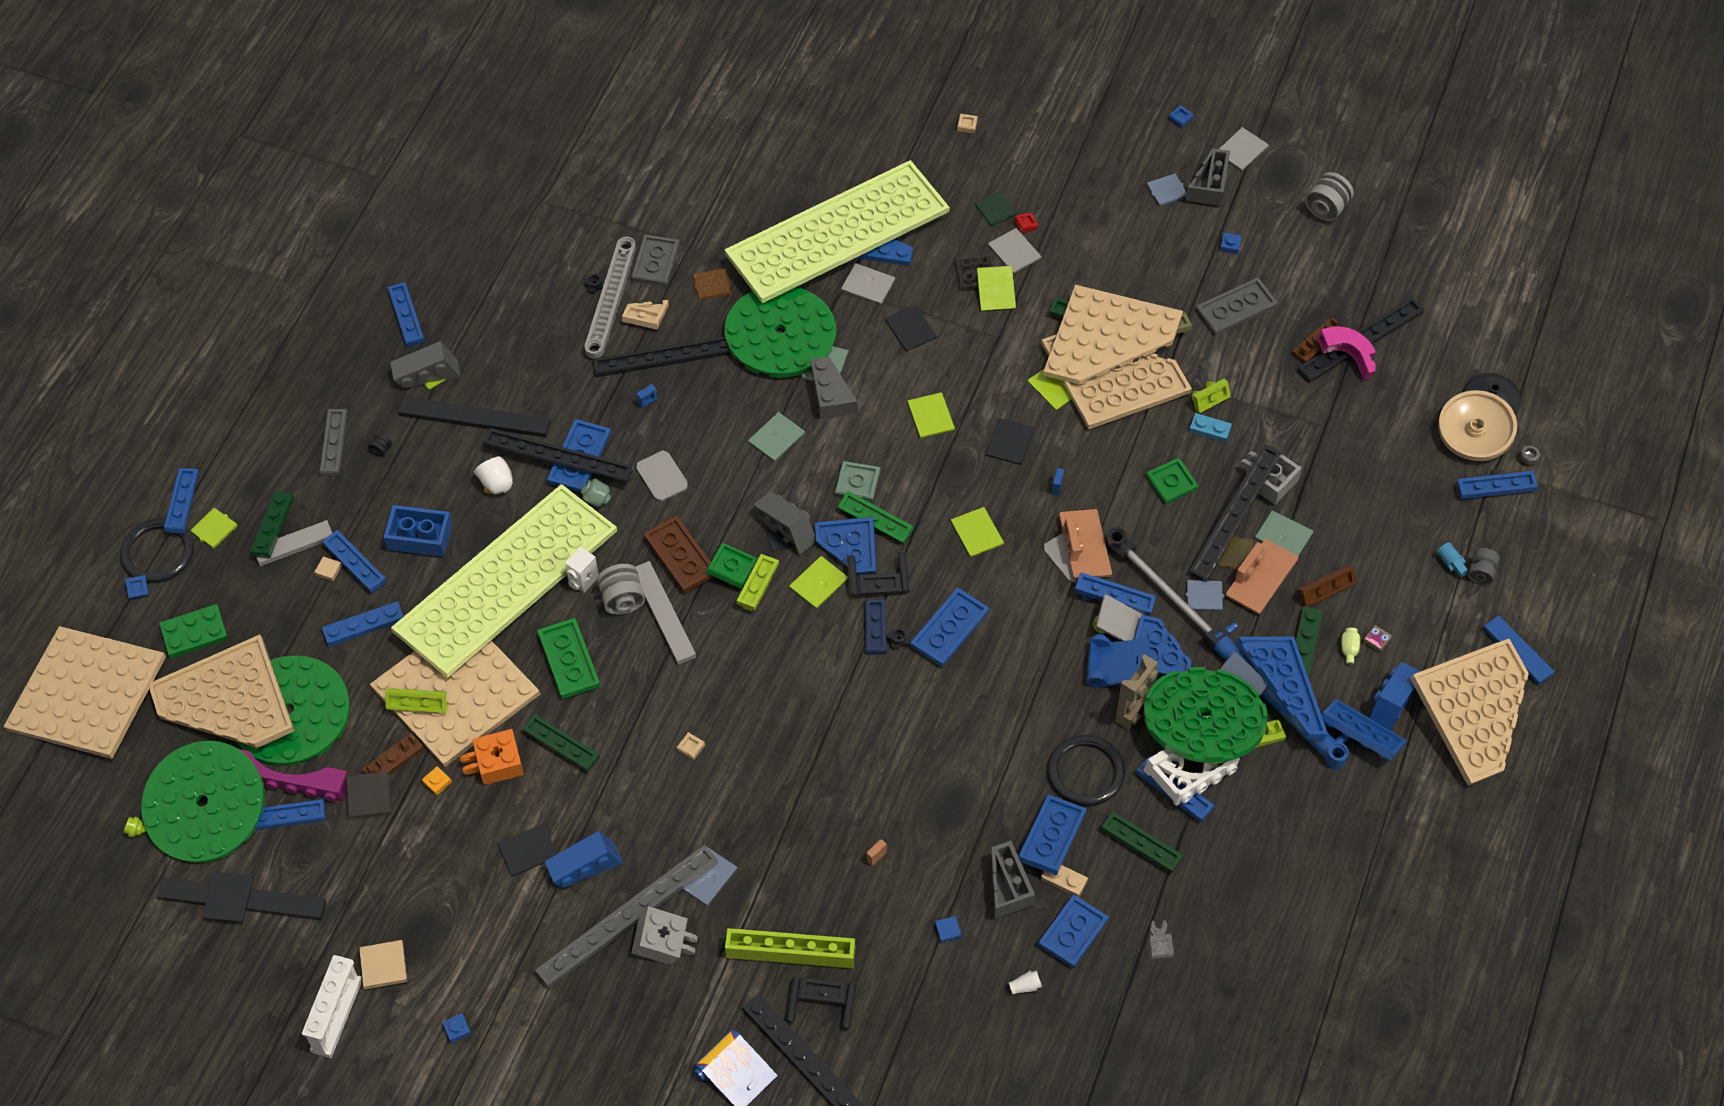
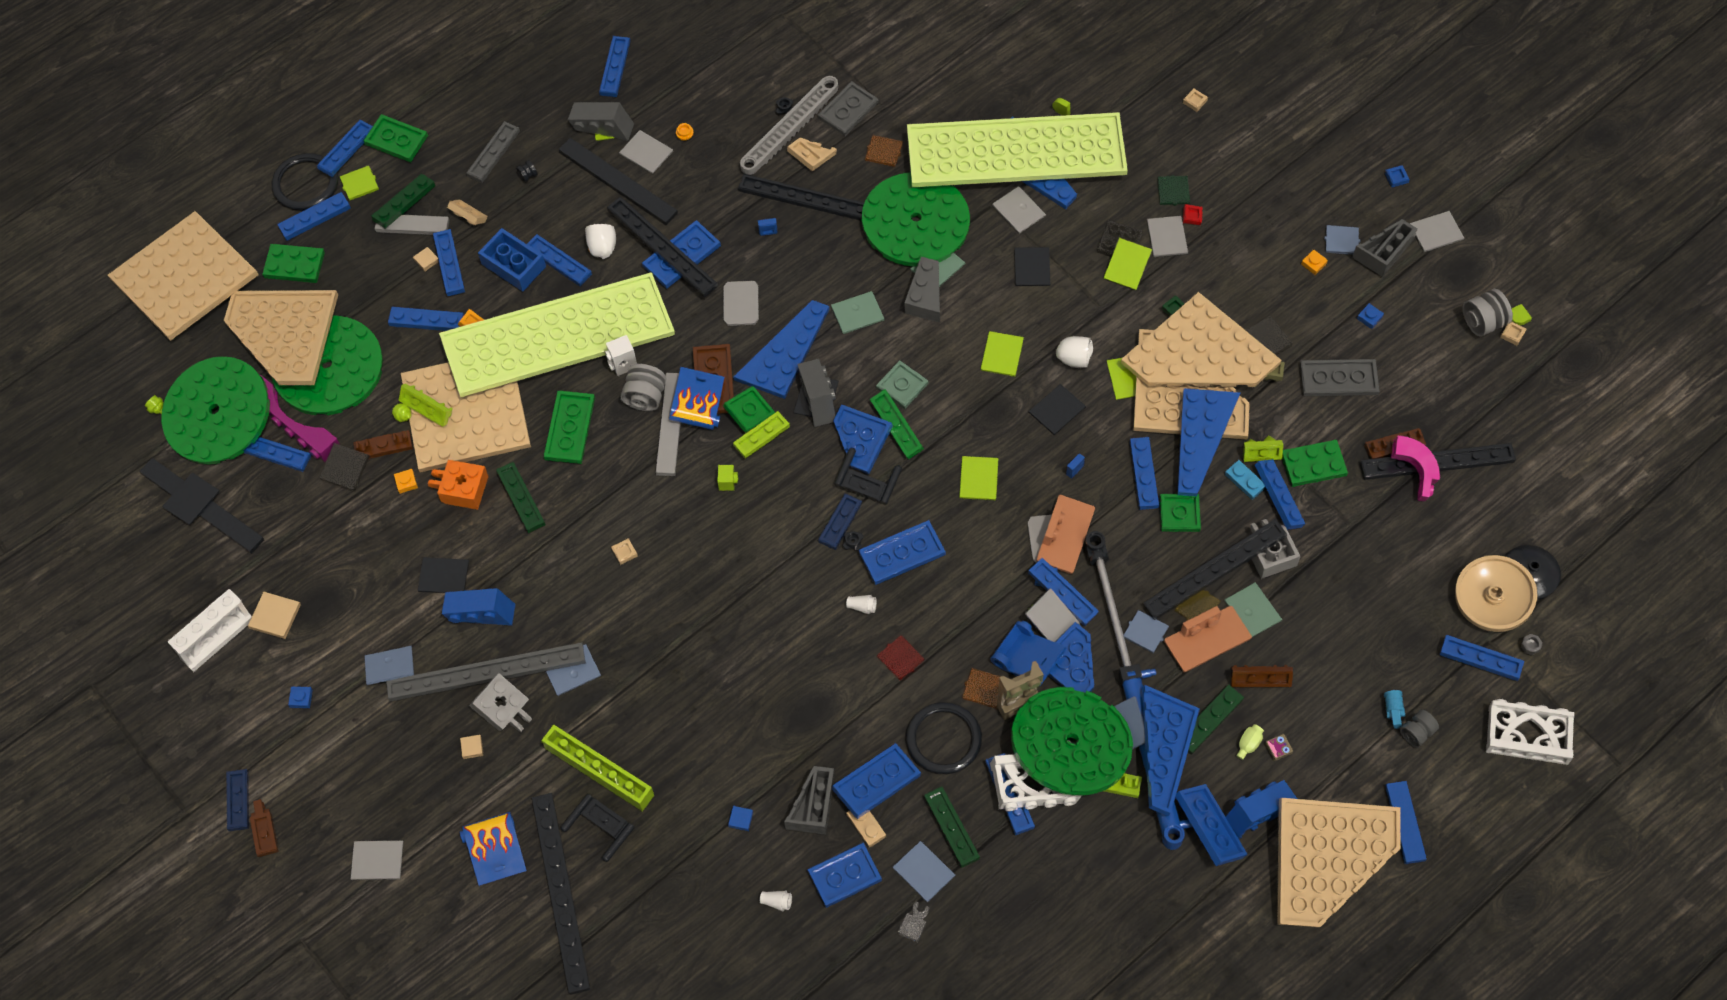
camera: 30 degrees right, 5 degrees up
(137, 586) = (271, 205): blue tile -> none
(187, 578) = (314, 216): none -> blue plate
(227, 470) = (395, 138): none -> green plate
(335, 507) = (466, 211): none -> tan plate
(395, 719) = (401, 412): none -> lime plate
(408, 603) = (469, 318): none -> light orange plate
(466, 513) = (560, 261): none -> blue tile
(485, 379) = (646, 151): none -> light grey piece
(512, 345) = (684, 131): none -> light orange plate
(527, 955) = (389, 665): none -> sand blue piece
(595, 493) = (674, 293): sand green head -> none
(654, 990) = (471, 746): none -> tan tile
(678, 577) = (697, 398): none -> blue door
(731, 507) = (776, 364): none -> blue wing
(748, 635) = (727, 477): none -> lime plate
(818, 582) = (816, 458): lime piece -> none
(853, 177) = (1061, 106): none -> lime tile
(876, 852) = (719, 720): nougat tile -> none
(942, 688) = (864, 604): none -> white cone
(997, 383) = (1075, 351): none -> white piece
(1004, 719) = (900, 657): none -> clear red piece
(1094, 710) = (982, 688): none -> clear orange piece
(1120, 461) = (1144, 473): none -> blue plate
(1139, 894) = (923, 871): none -> sand blue piece
(1150, 400) = (1202, 427): none -> blue wing
(1155, 218) = (1314, 262): none -> light orange plate
(1247, 425) = (1279, 494): none -> blue plate
(1260, 387) = (1314, 463): none -> green plate
(1357, 188) = (1520, 315): none -> lime tile
(1357, 206) = (1513, 333): none -> tan tile
(1576, 510) = (1538, 715): none -> white fence

